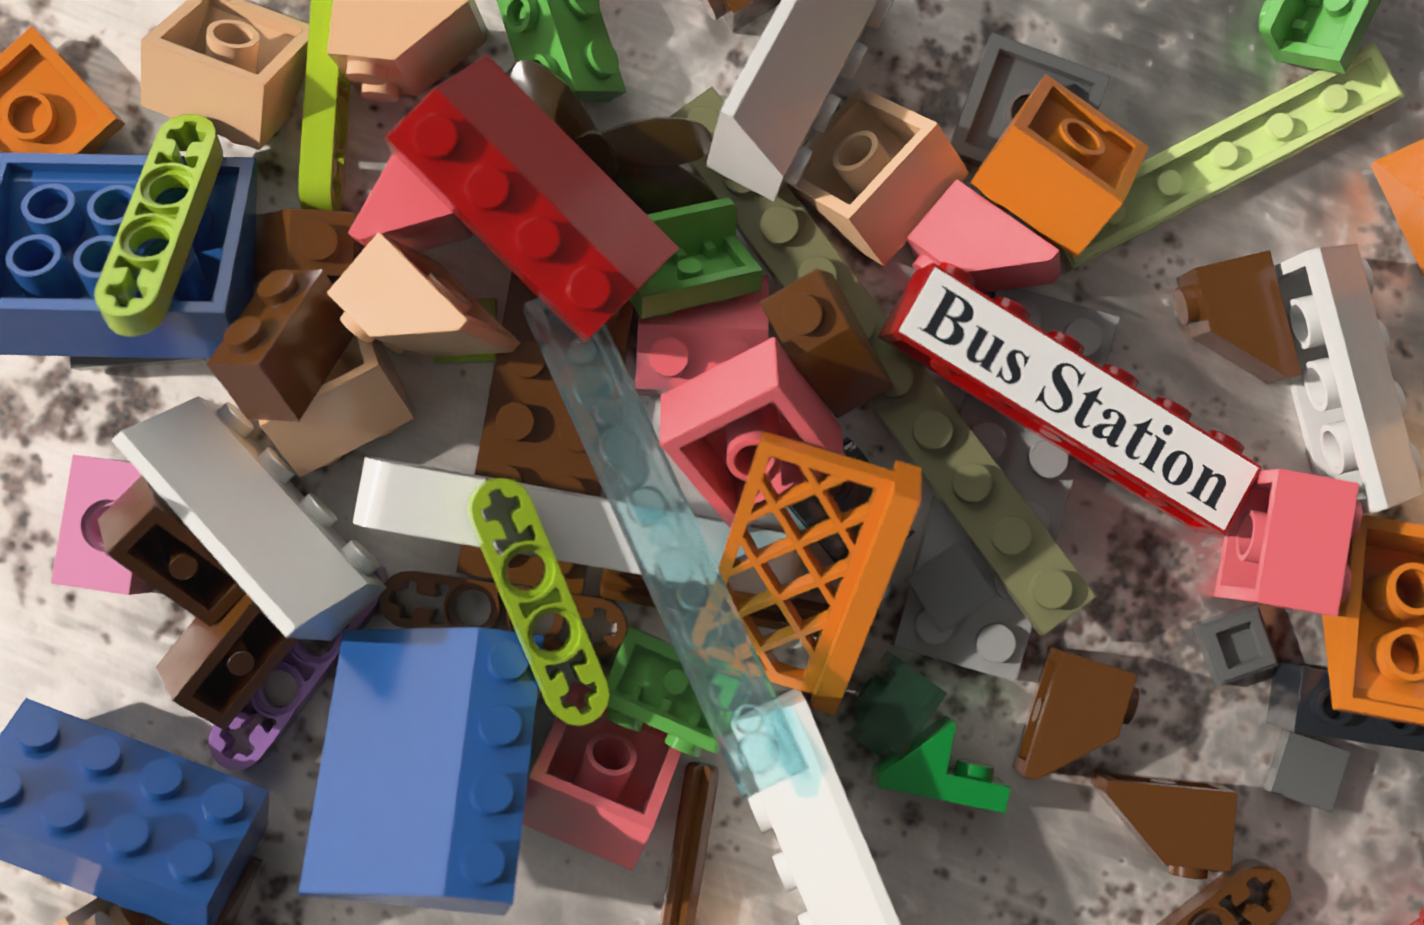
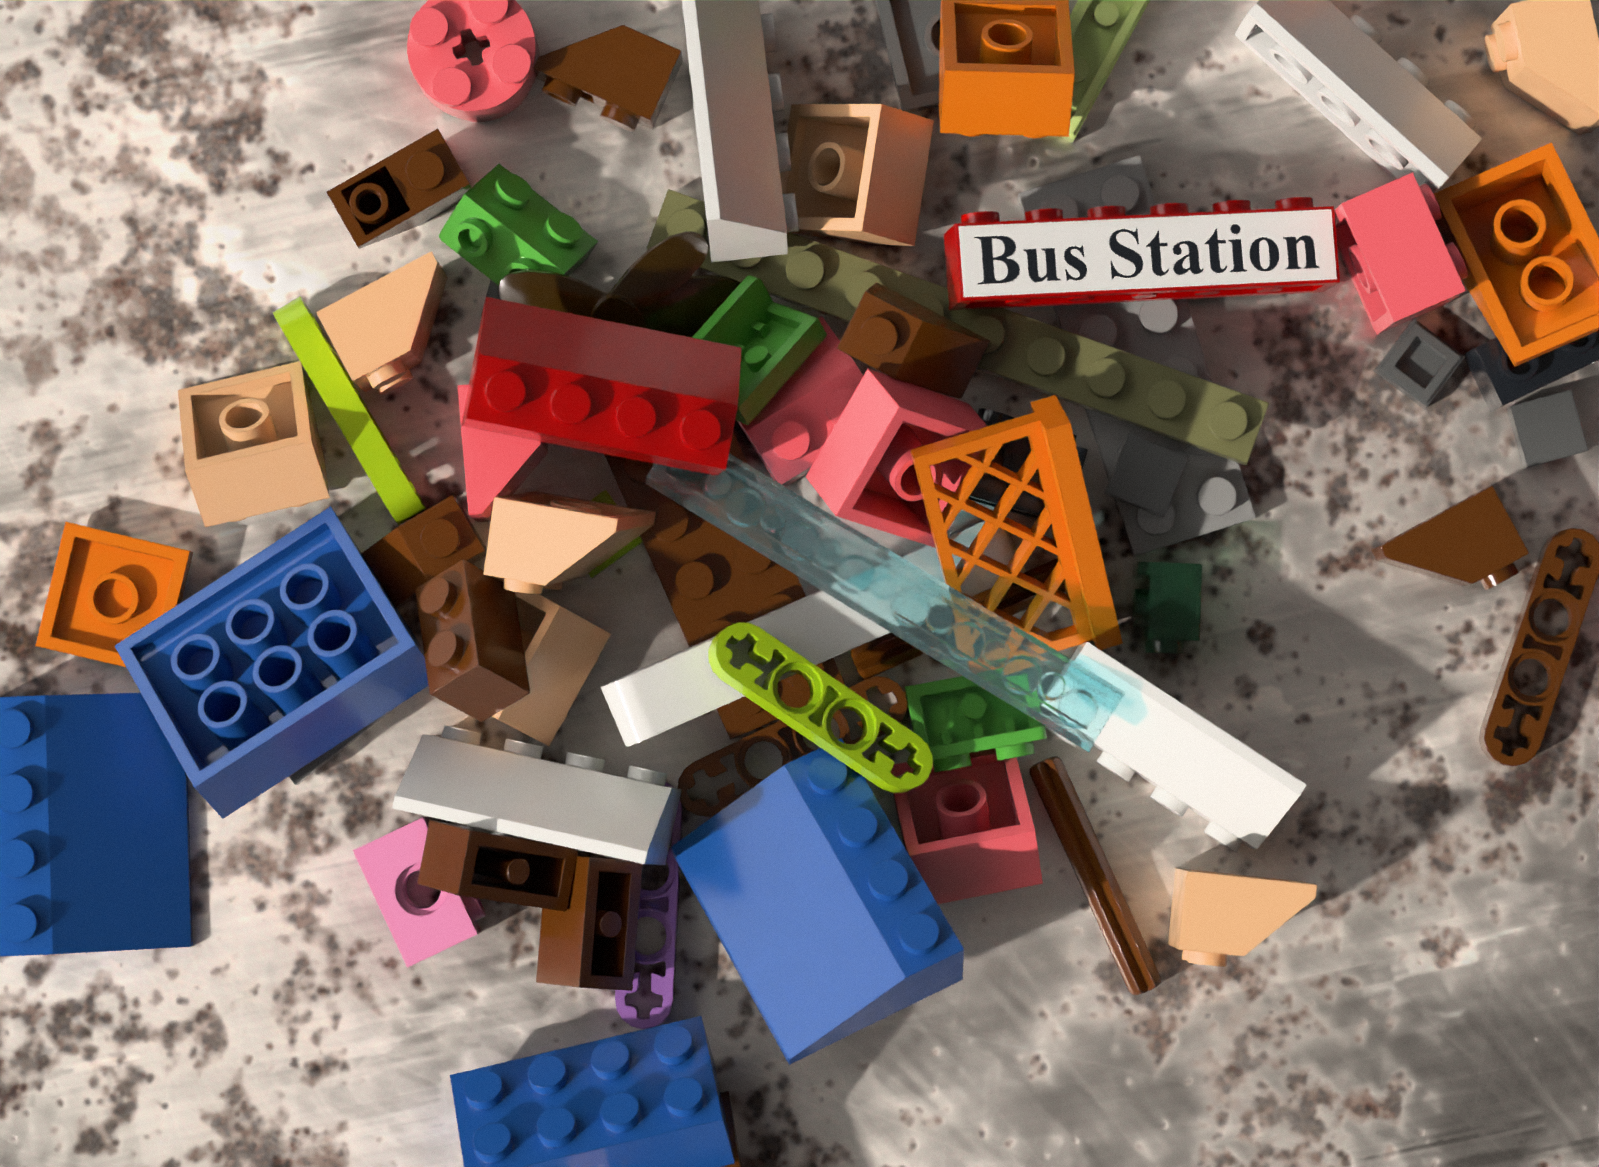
camera: 30 degrees left, 0 degrees up
(150, 220) = (310, 605): lime beam -> none
(926, 772) = (1227, 641): green slope -> none
(983, 242) = (982, 175): coral slope -> none
(1073, 712) = (1318, 507): reddish brown slope -> none
(1240, 315) = (1236, 87): reddish brown slope -> none

